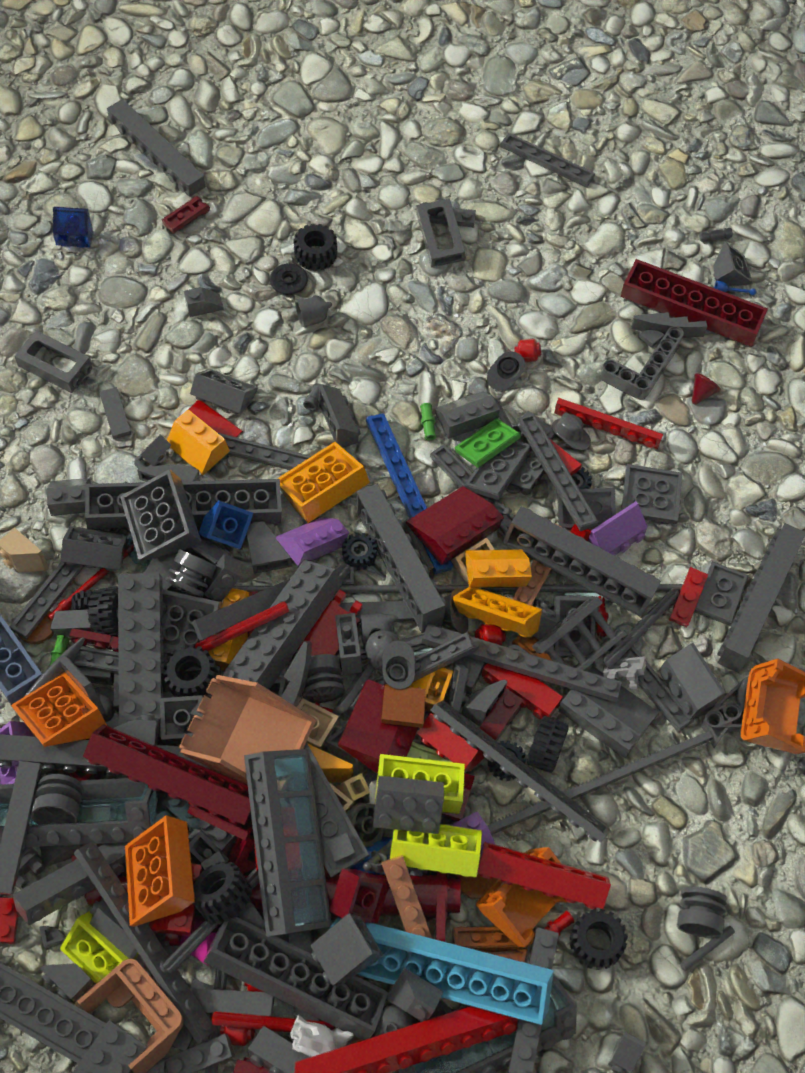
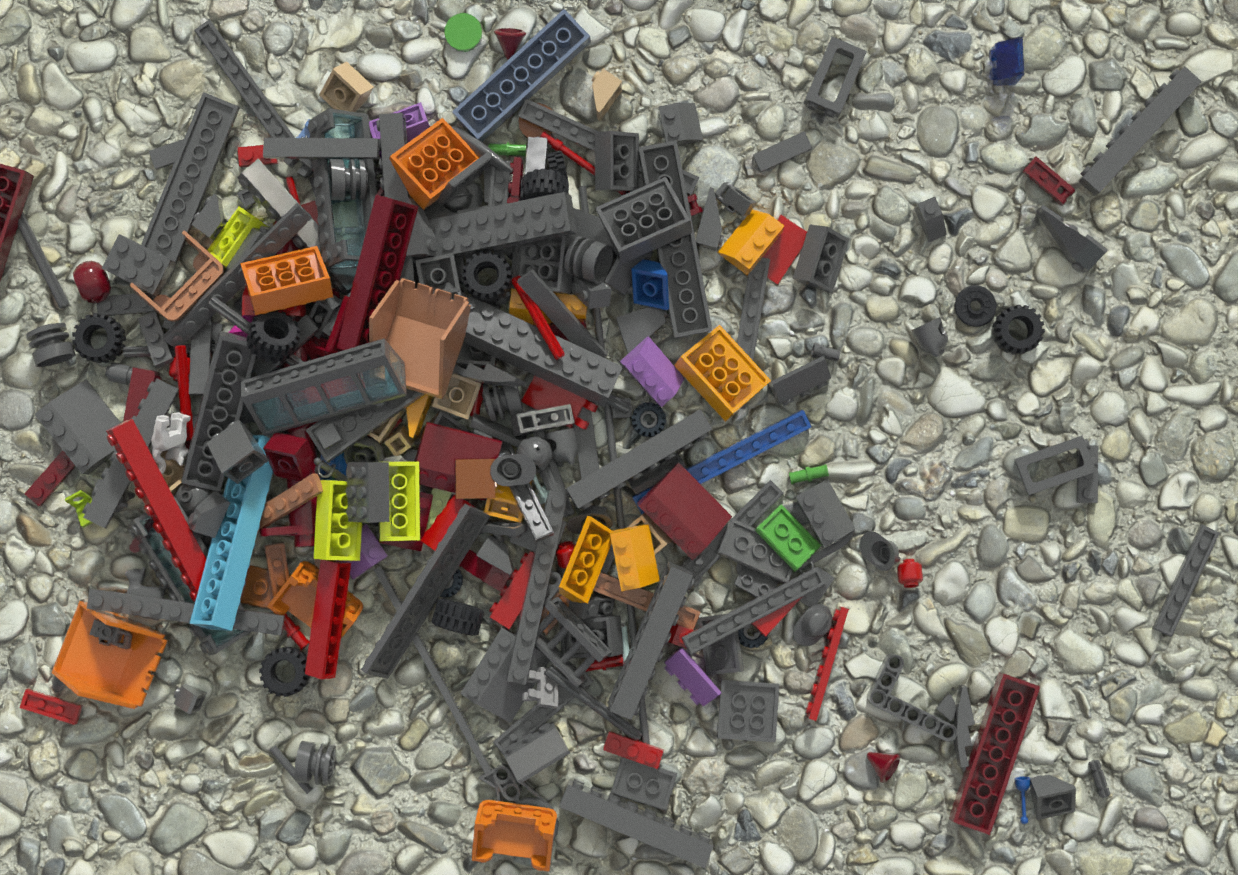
camera: 90 degrees right, 25 degrees up
(247, 199) = (1079, 250): none -> dark grey wedge

